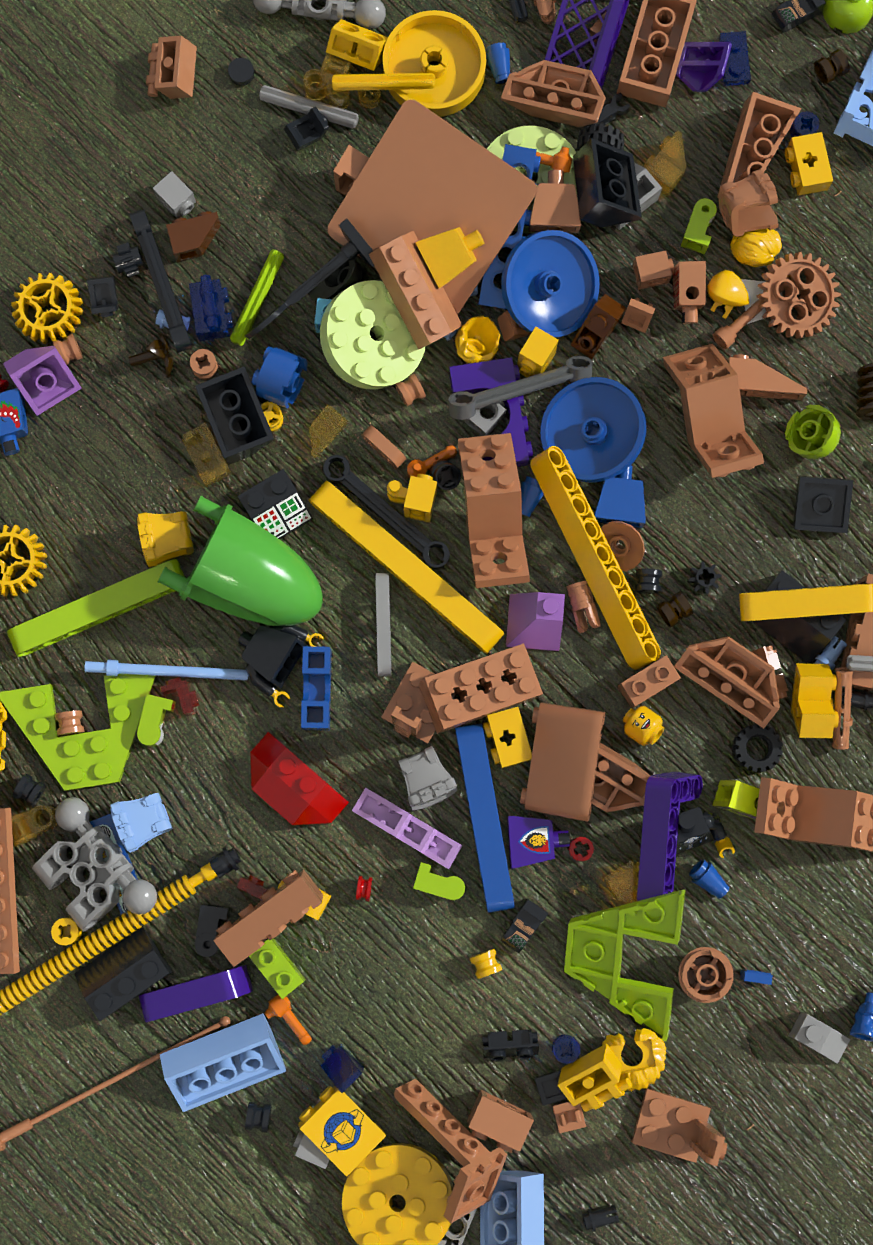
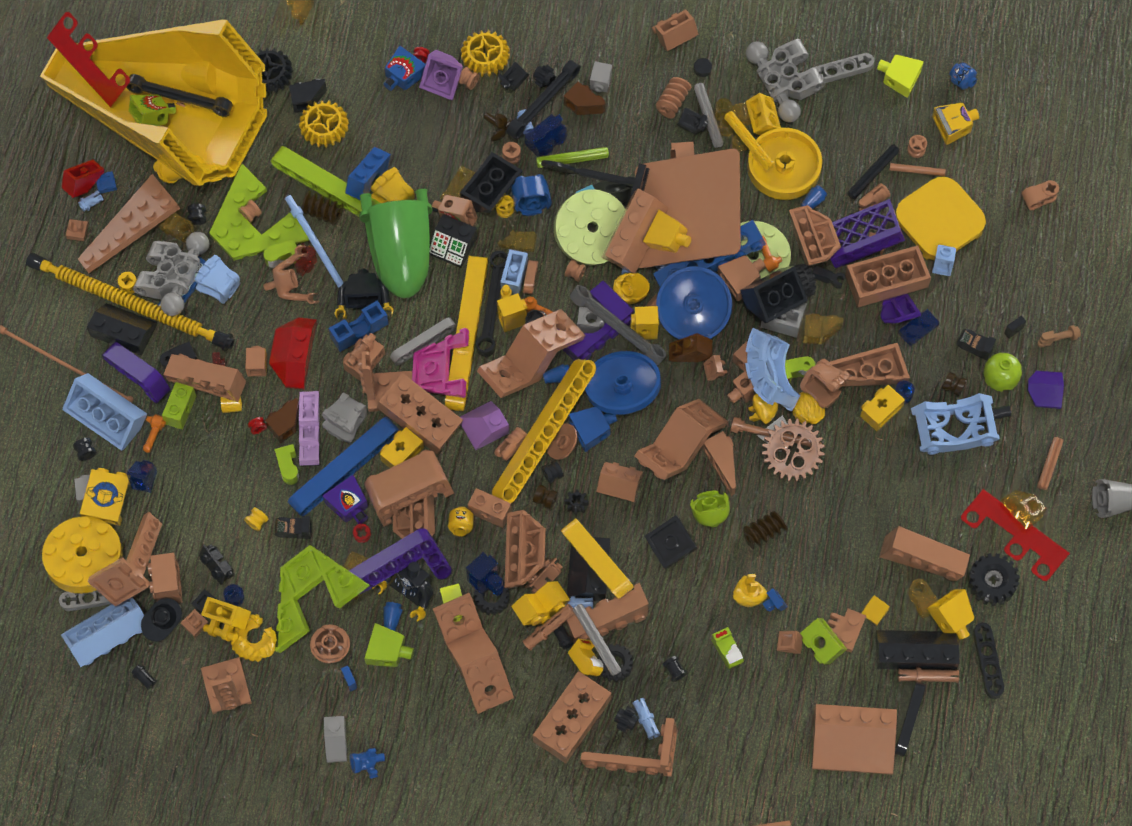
camera: 60 degrees right, 15 degrees down
(121, 551) = (370, 168): none -> blue arch
(125, 634) = (321, 209): none -> dark brown piece
(197, 736) = (287, 280): none -> nougat piece
(247, 471) = (457, 208): none -> nougat torso
(259, 132) = (673, 96): none -> nougat piece
(278, 838) = (256, 361): none -> nougat brick
(358, 706) = (368, 344): none -> nougat brick
(368, 461) = (515, 270): none -> light blue brick
(381, 852) = (284, 421): none -> reddish brown slope
(428, 635) = (432, 366): none -> dark pink wing
(546, 1157) = (161, 619): none -> black piece
(699, 259) = (771, 379): none -> light blue fence
(711, 512) = (619, 481): none -> nougat brick
(742, 743) = (483, 574): none -> clear blue brick
(746, 909) = (386, 647): none -> lime torso

